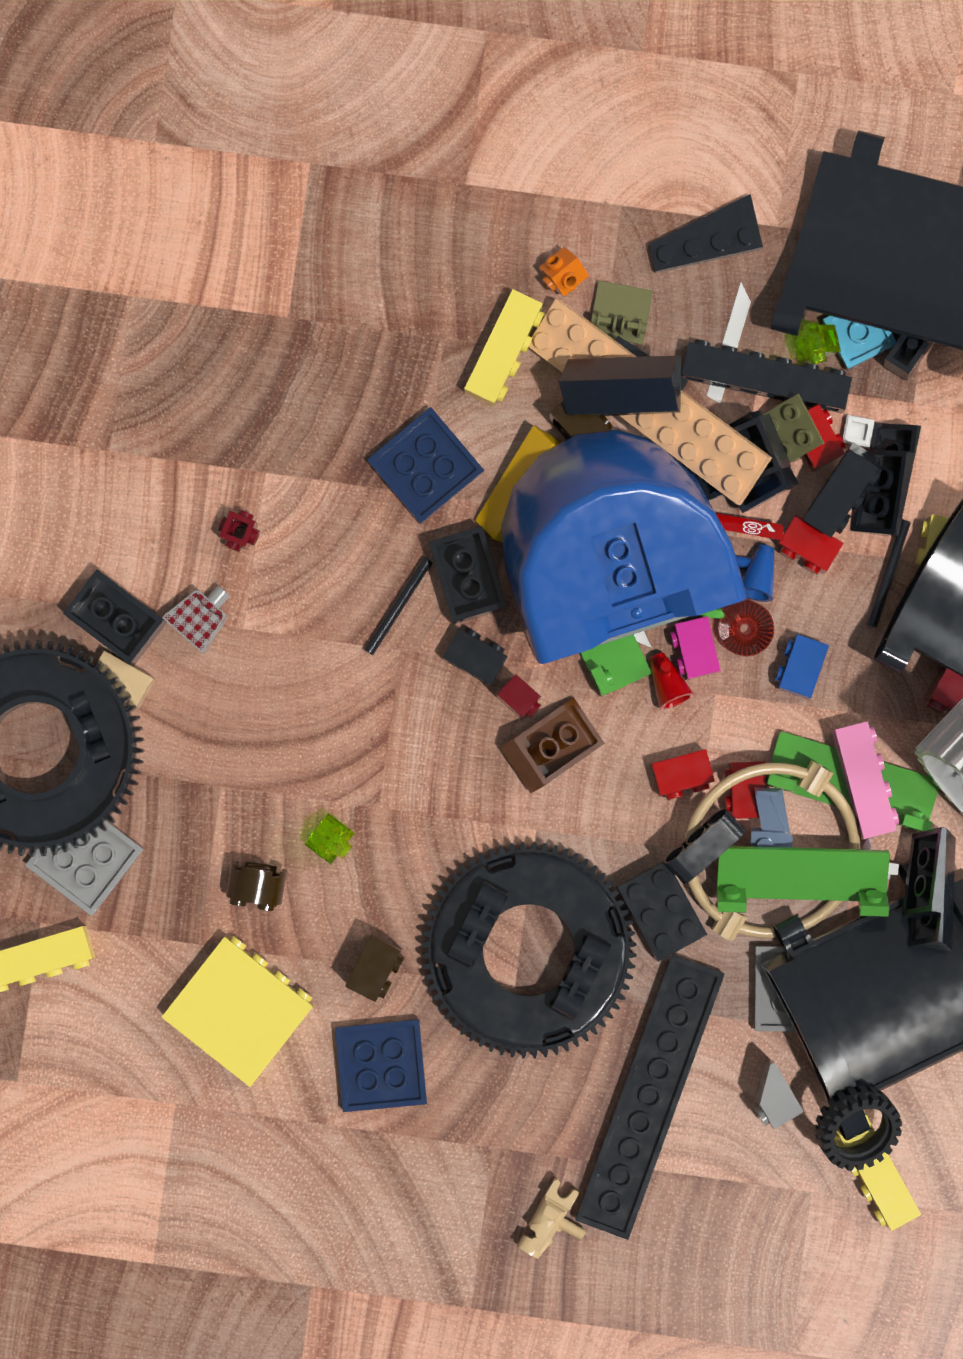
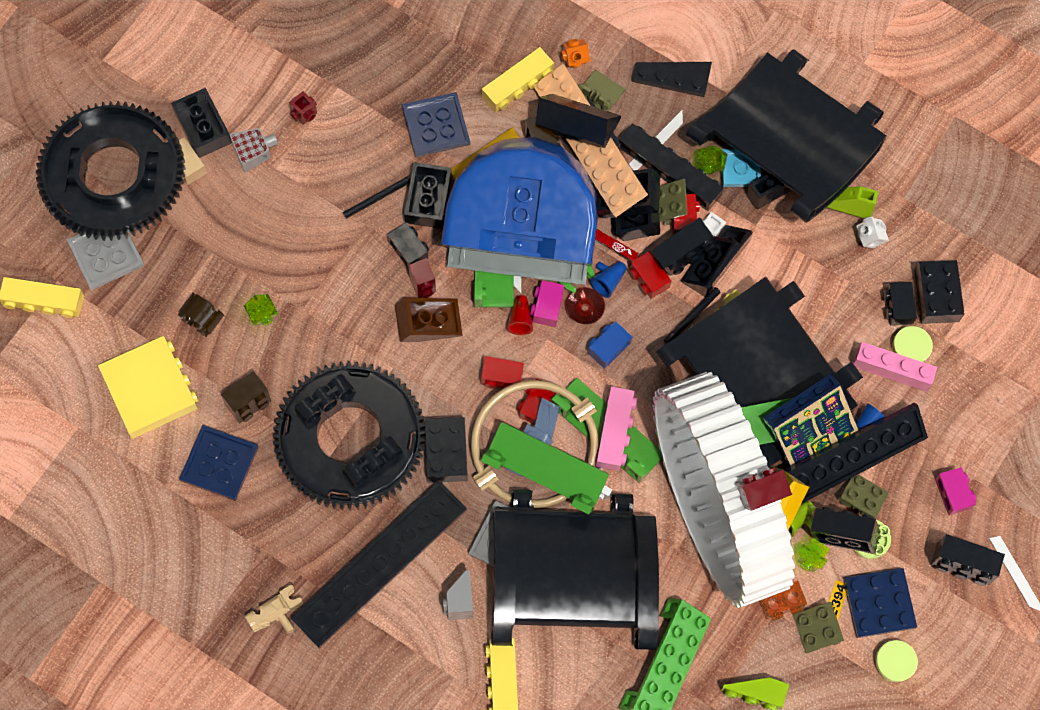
camera: 20 degrees right, 15 degrees down
(704, 845) = (492, 414): black beam -> none
(871, 1148) = (503, 659): black tyre -> none
(930, 889) = (625, 511): black slope -> none

